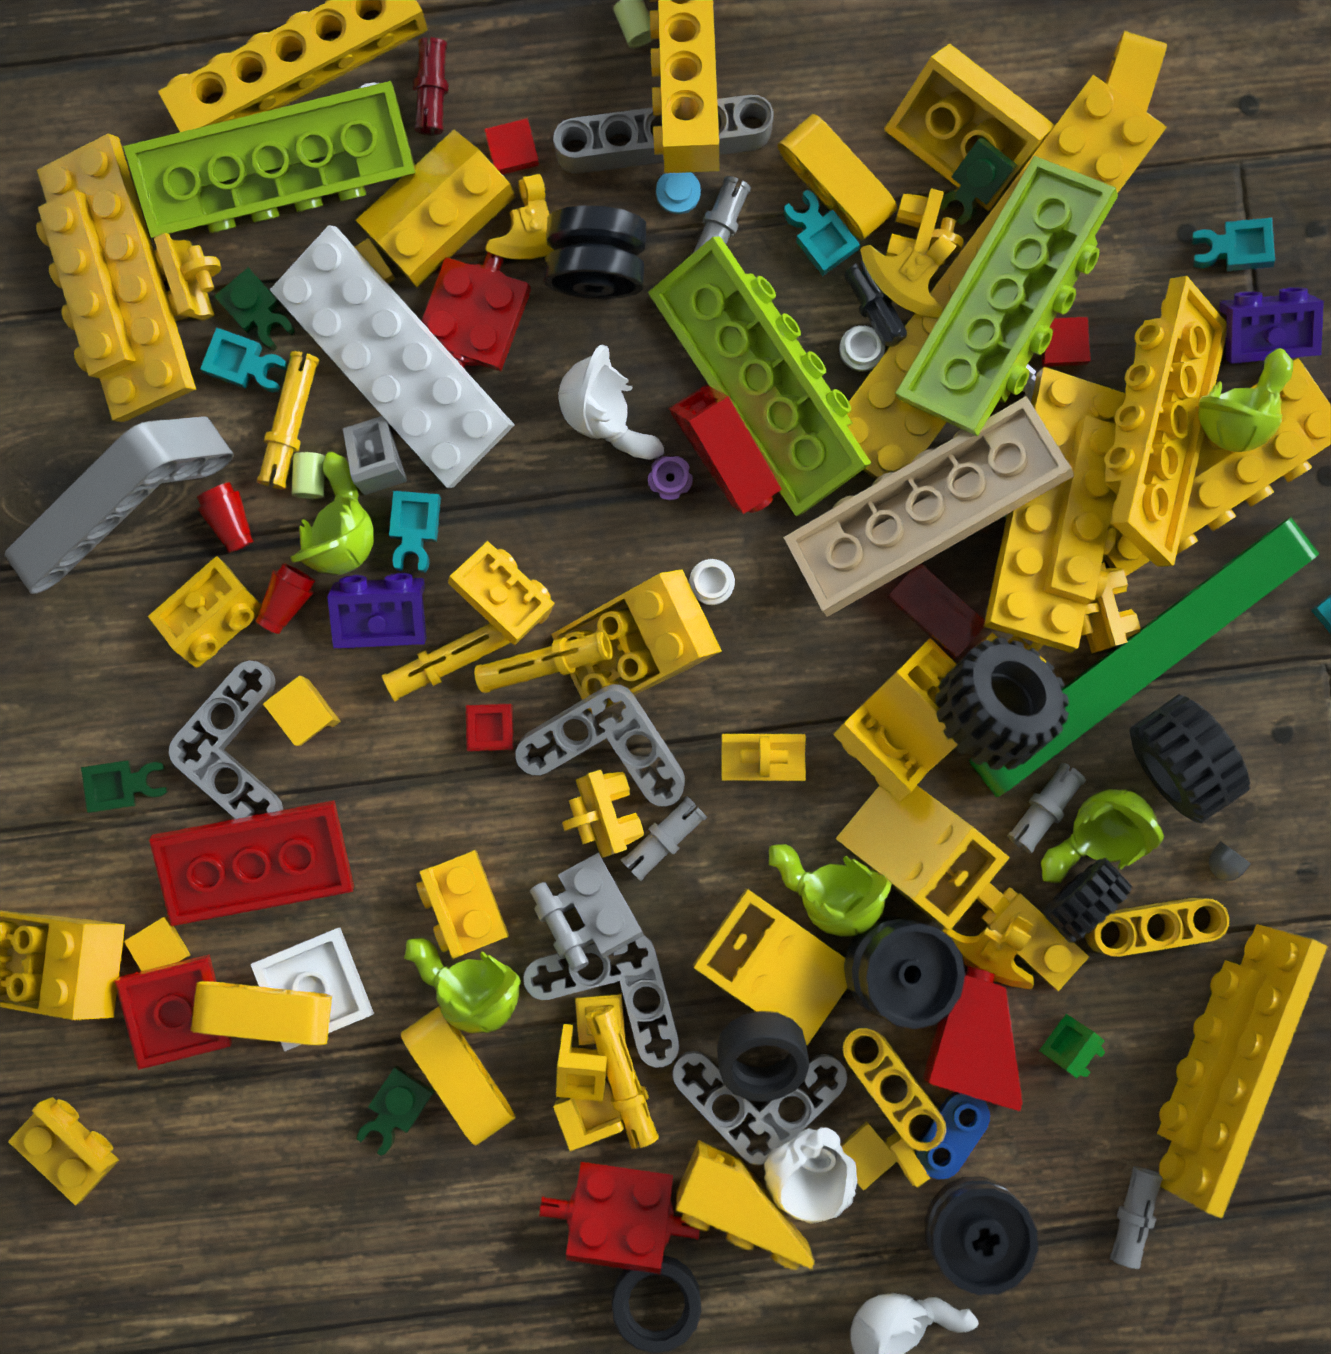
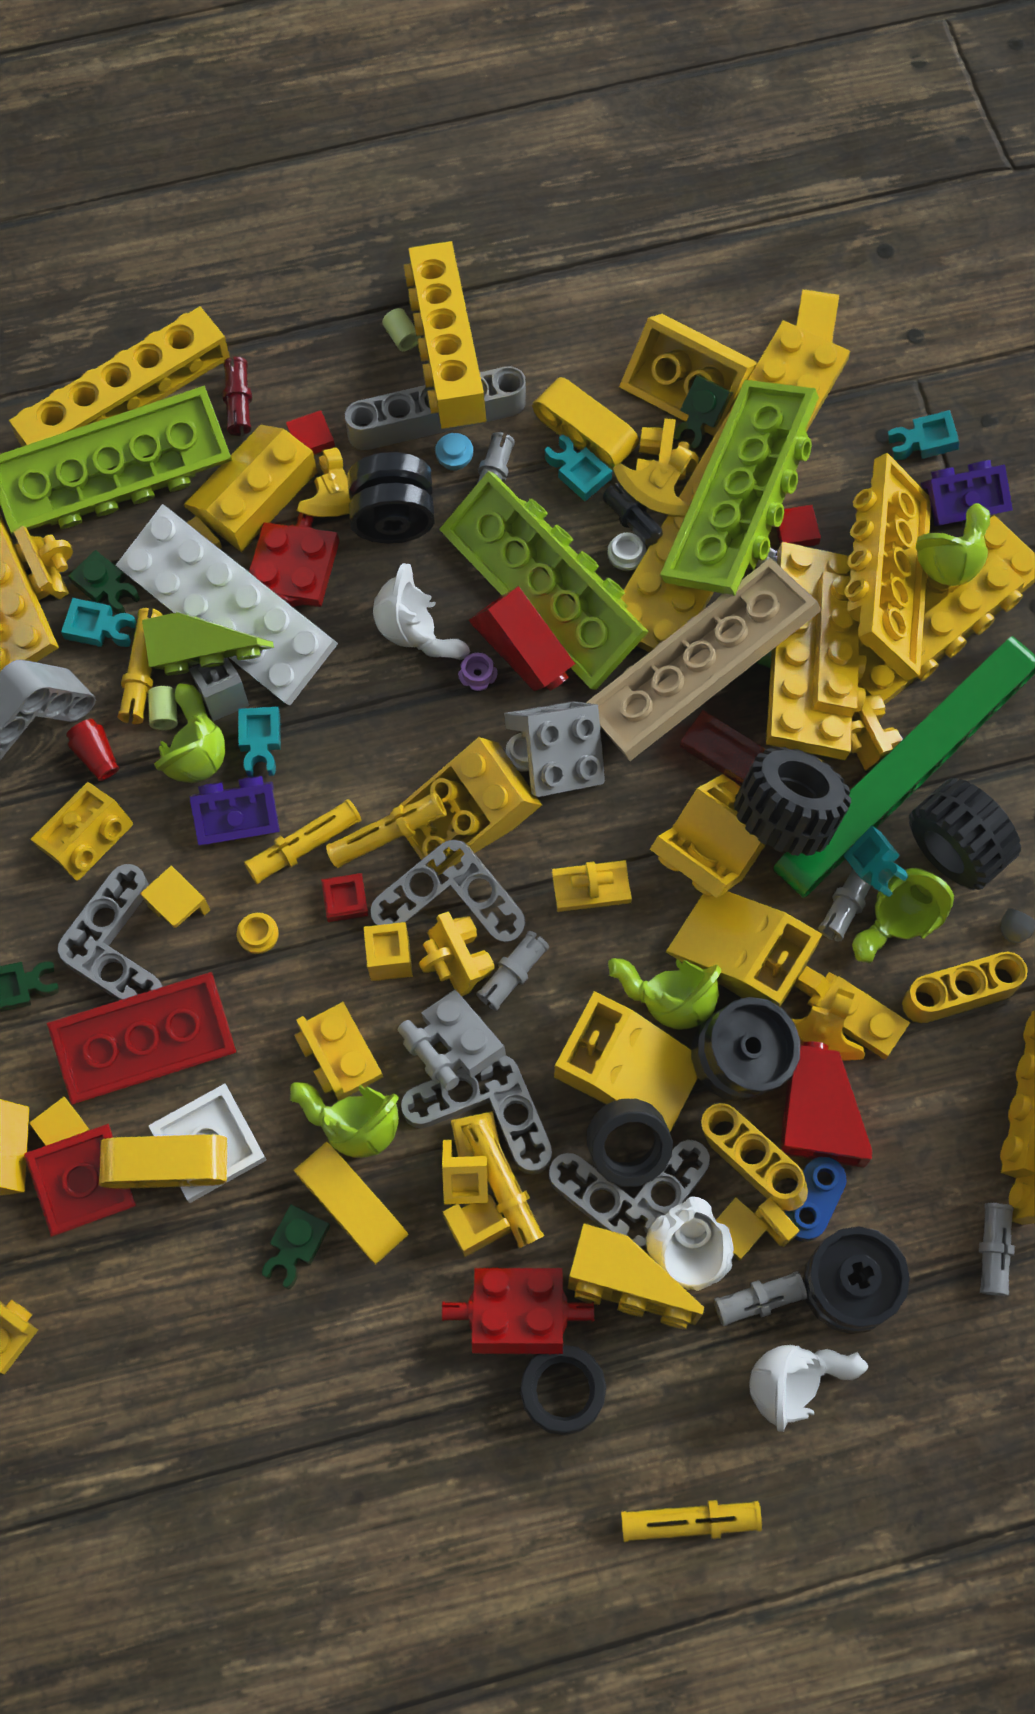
camera: 10 degrees left, 15 degrees down
(284, 597) = (150, 809): red cone -> none
(353, 402) = (186, 640): none -> lime slope
(389, 757) = (257, 933): none -> yellow plate
(502, 592) = (343, 776): yellow bracket -> none
(529, 802) = (388, 951): none -> yellow panel
(751, 584) = (561, 746): none -> light grey bracket
(877, 1234) = (760, 1298): none -> light grey pin
(1072, 1046) = (909, 1102): green tile -> none
(1080, 774) = (874, 860): none -> teal plate
(1087, 900) = (898, 967): black tyre -> none

